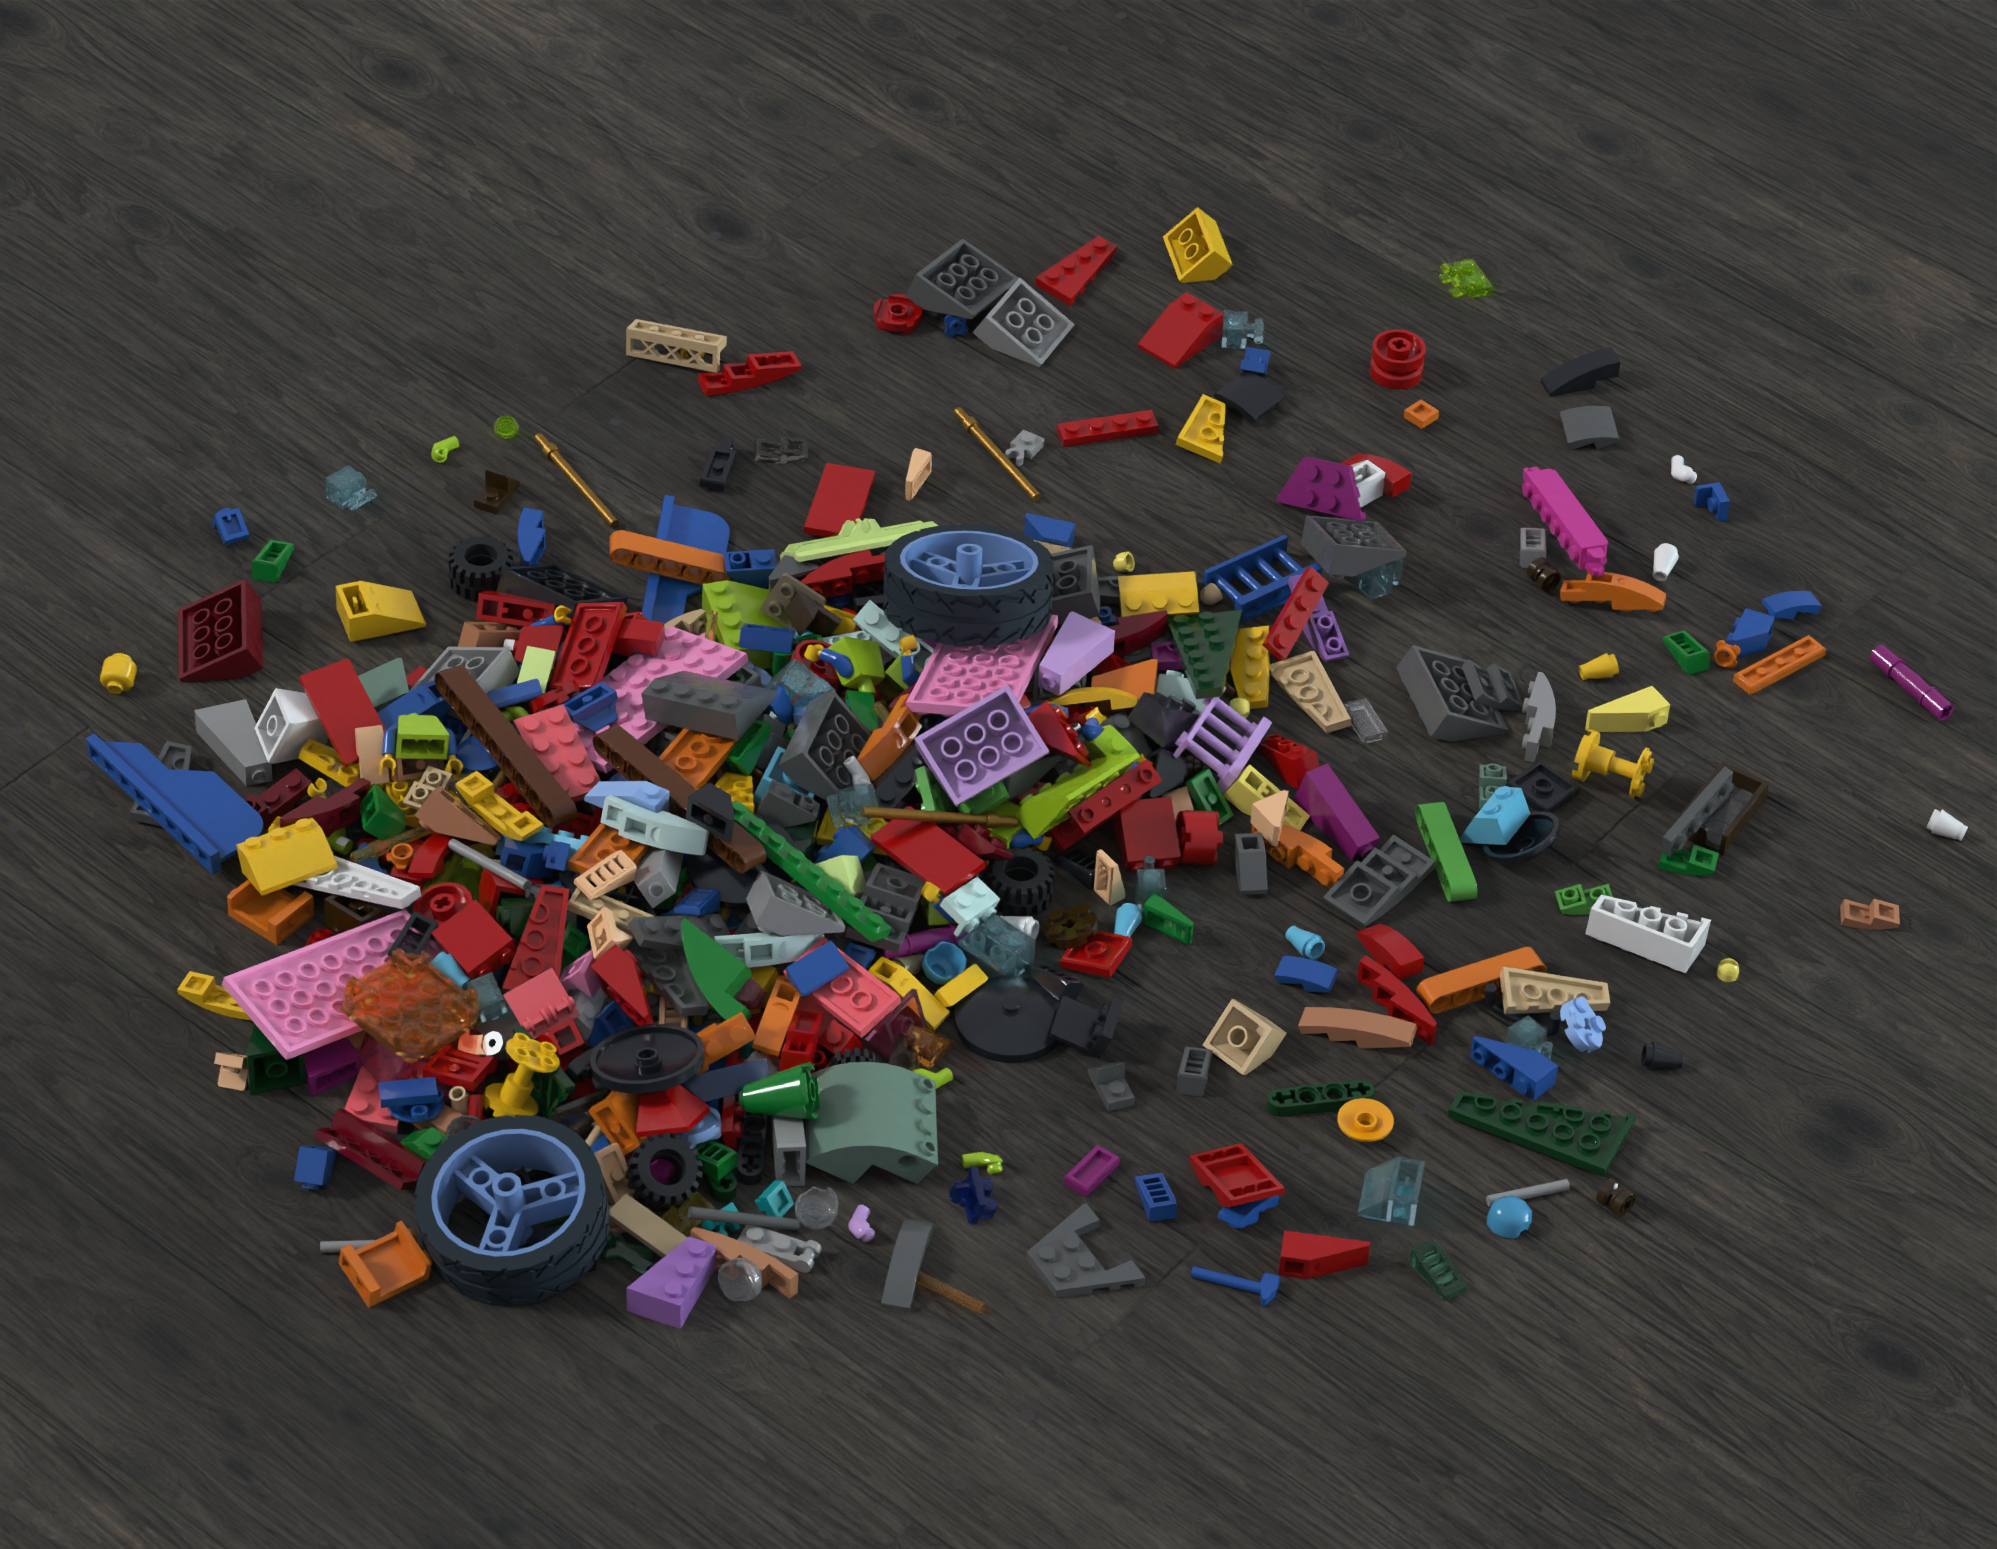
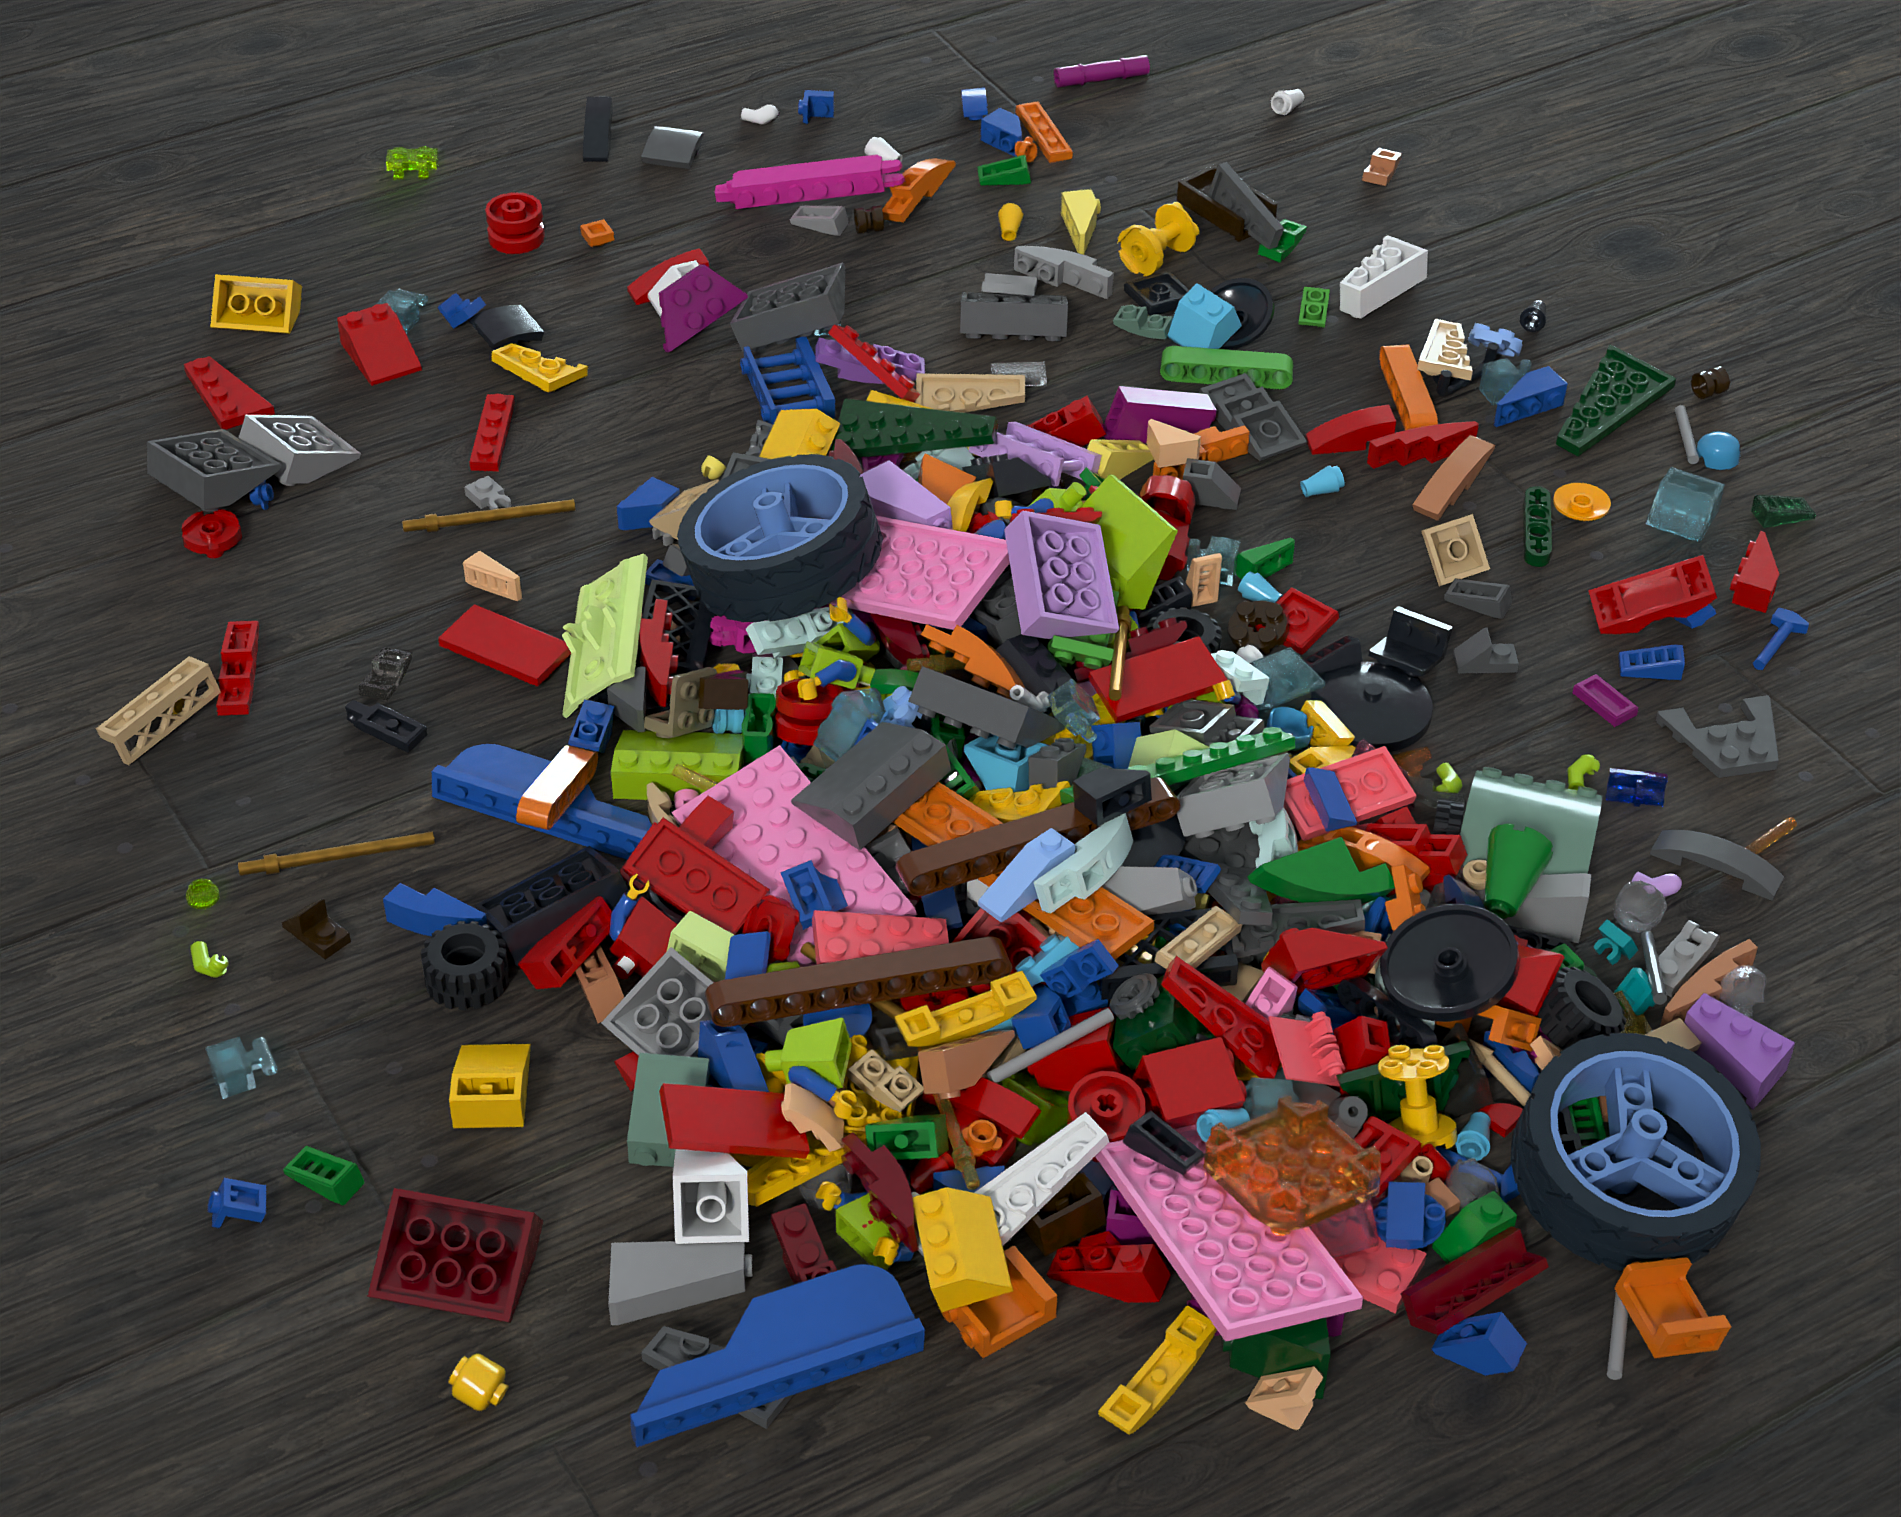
camera: 70 degrees left, 0 degrees up
(604, 933) = (1250, 948): light nougat slope -> none
(617, 863) = (1157, 918): light nougat slope -> none
(766, 638) = (740, 732): blue slope -> none
(1310, 973) = (1368, 491): blue slope -> none
(1728, 970) = (1433, 254): light yellow hinge -> none

